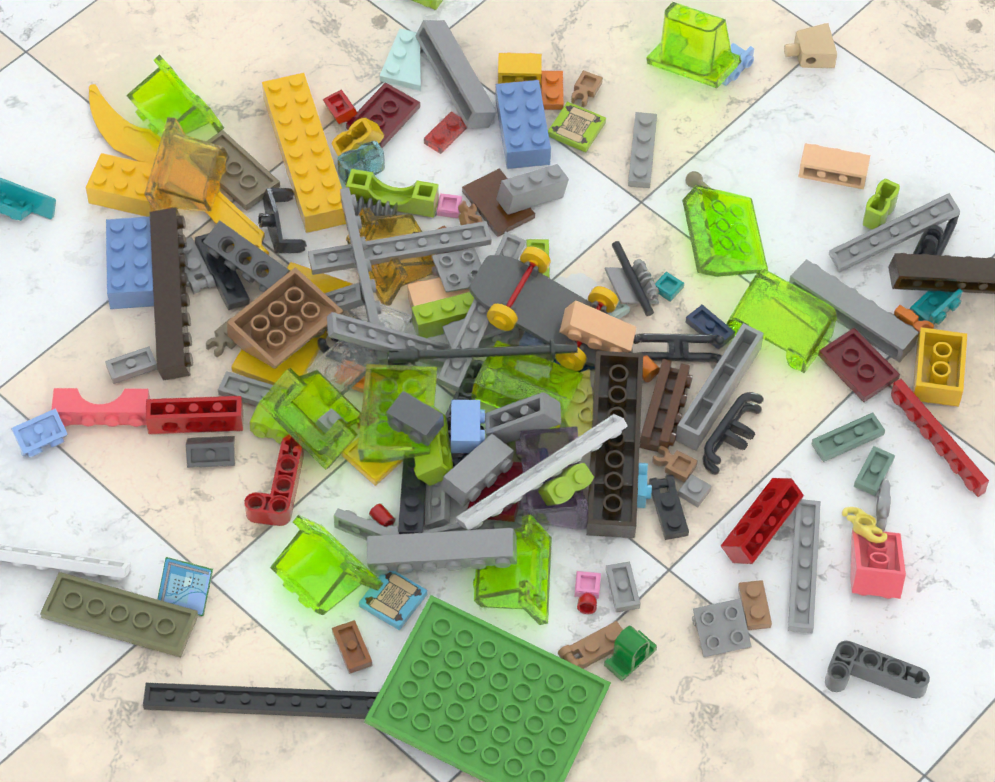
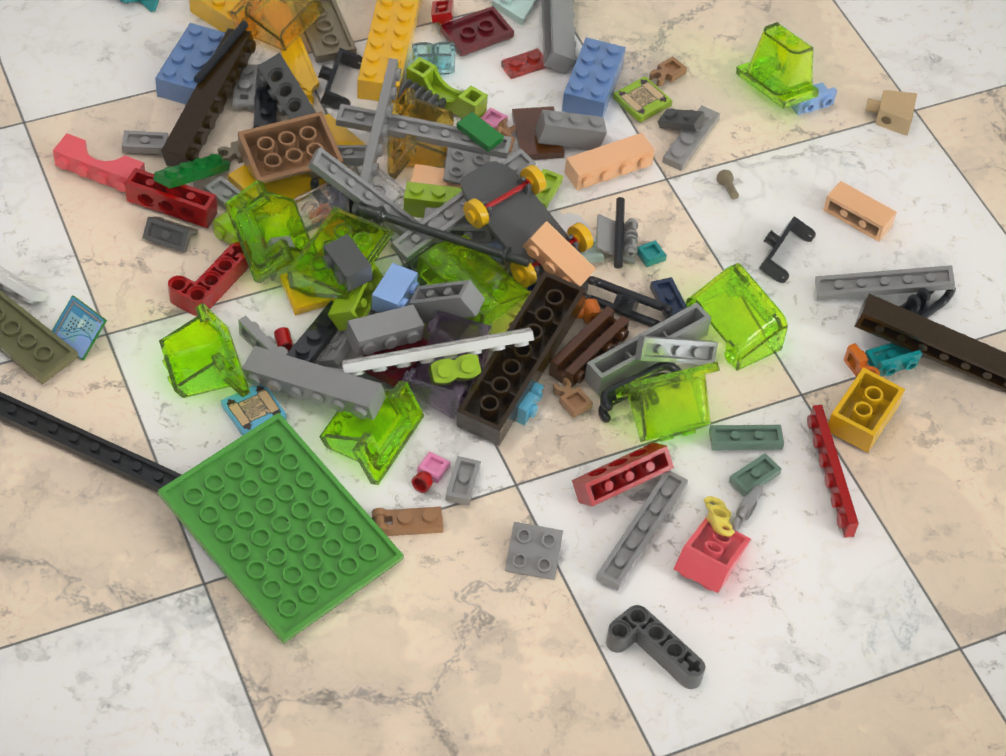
camera: 20 degrees right, 5 degrees down
(39, 432) = (33, 163): light blue bracket -> none
(159, 241) = (227, 44): none -> black bar
(200, 379) = (192, 171): none -> green plate
(352, 646) = (192, 433): dark orange plate -> none
(357, 135) = (442, 31): yellow brick -> none
(455, 228) = (480, 131): none -> green tile
(519, 67) = (618, 33): yellow brick -> none
(552, 90) = (637, 63): orange plate -> none
(582, 206) = (609, 161): none -> light nougat brick
(626, 135) = (681, 119): none -> dark grey plate
(629, 652) = (435, 535): green pin -> none
(669, 508) = (545, 433): black plate -> none
(694, 490) = (577, 427): light grey plate -> none
(723, 232) = (725, 227): clear neon green slope -> none
(749, 379) = (675, 350): none -> light grey plate
(755, 605) = (577, 545): medium nougat plate -> none
(771, 433) = (670, 402): none -> clear neon green windscreen
(778, 231) = (774, 240): none -> black piece
(856, 311) = (812, 335): light grey brick -> none
(859, 364) = (790, 381): dark red plate -> none
(881, 204) = (885, 255): lime brick -> none

